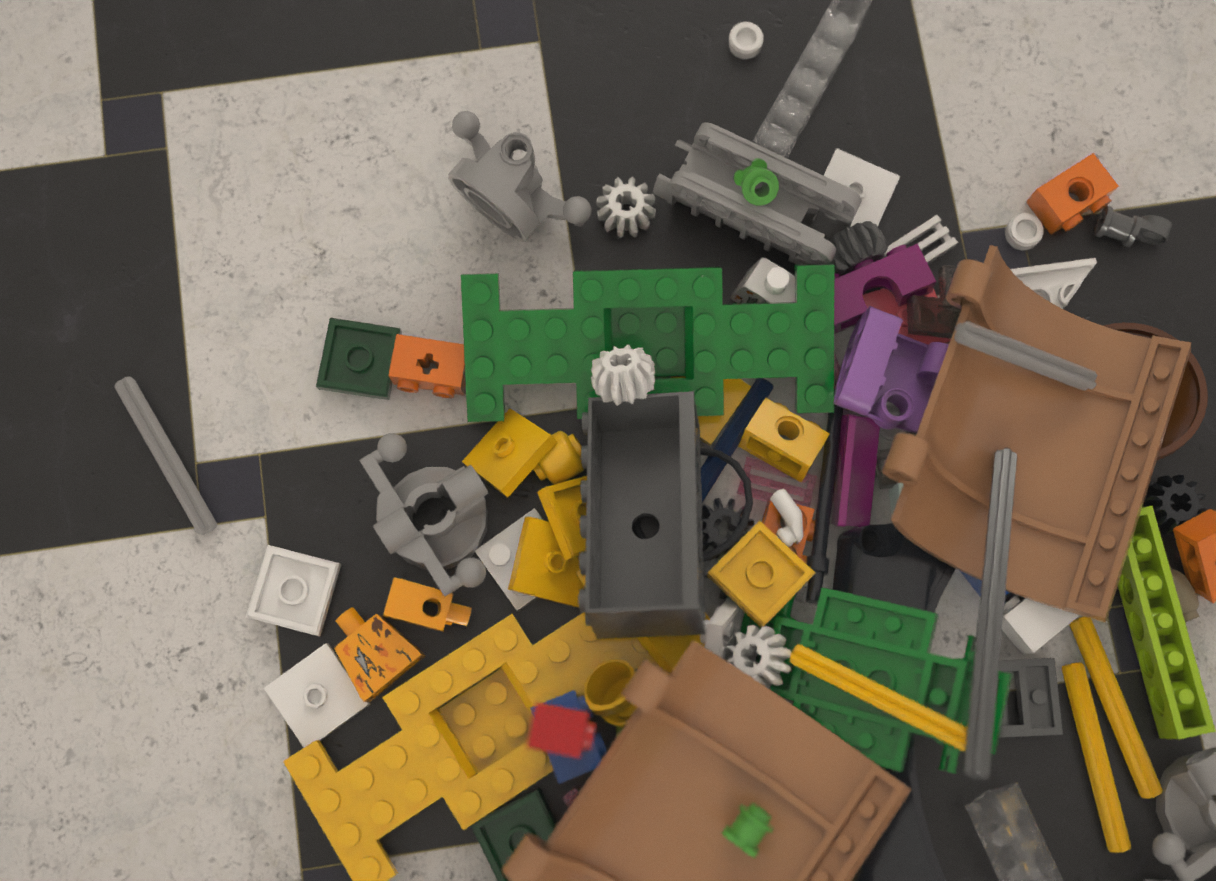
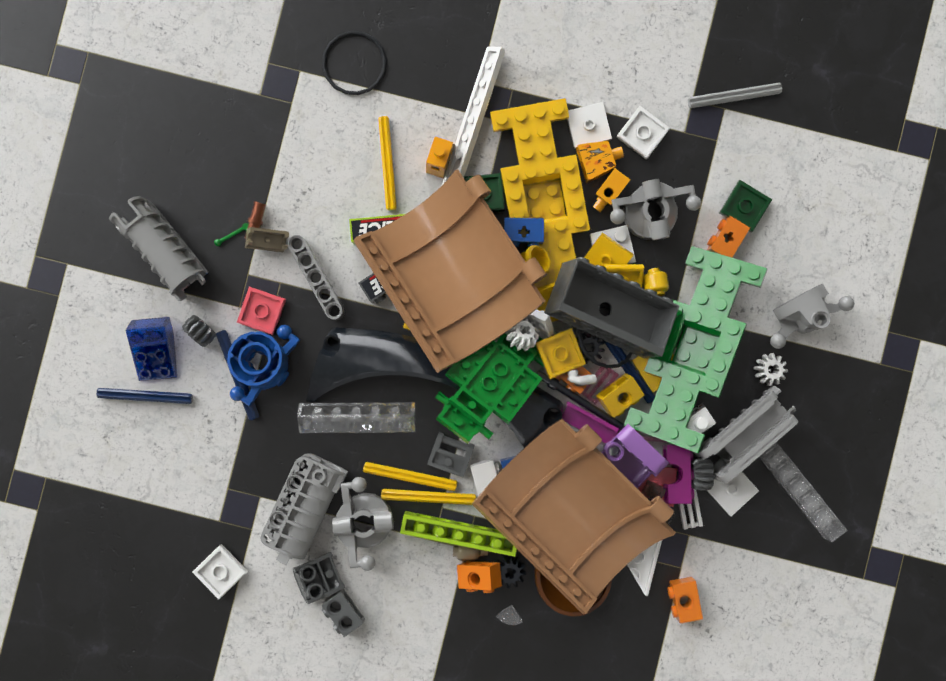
camera: 115 degrees right, 10 degrees up
(509, 452) = (668, 259): yellow plate -> none
(560, 730) = (531, 223): red brick -> none
(623, 375) = (684, 326): white gear -> none
(745, 40) = (837, 471): white tile -> none
(749, 828) = (449, 293): bright green brick -> none
(751, 176) = (759, 432): bright green brick -> none
(880, 696) = (482, 379): yellow axle -> none
(990, 617) = (501, 447): dark grey axle -> none
(1024, 231) = (676, 567): white tile -> none
(1024, 355) = (613, 524): light grey axle -> none
(1148, 228) = (656, 618): dark grey connector -> none

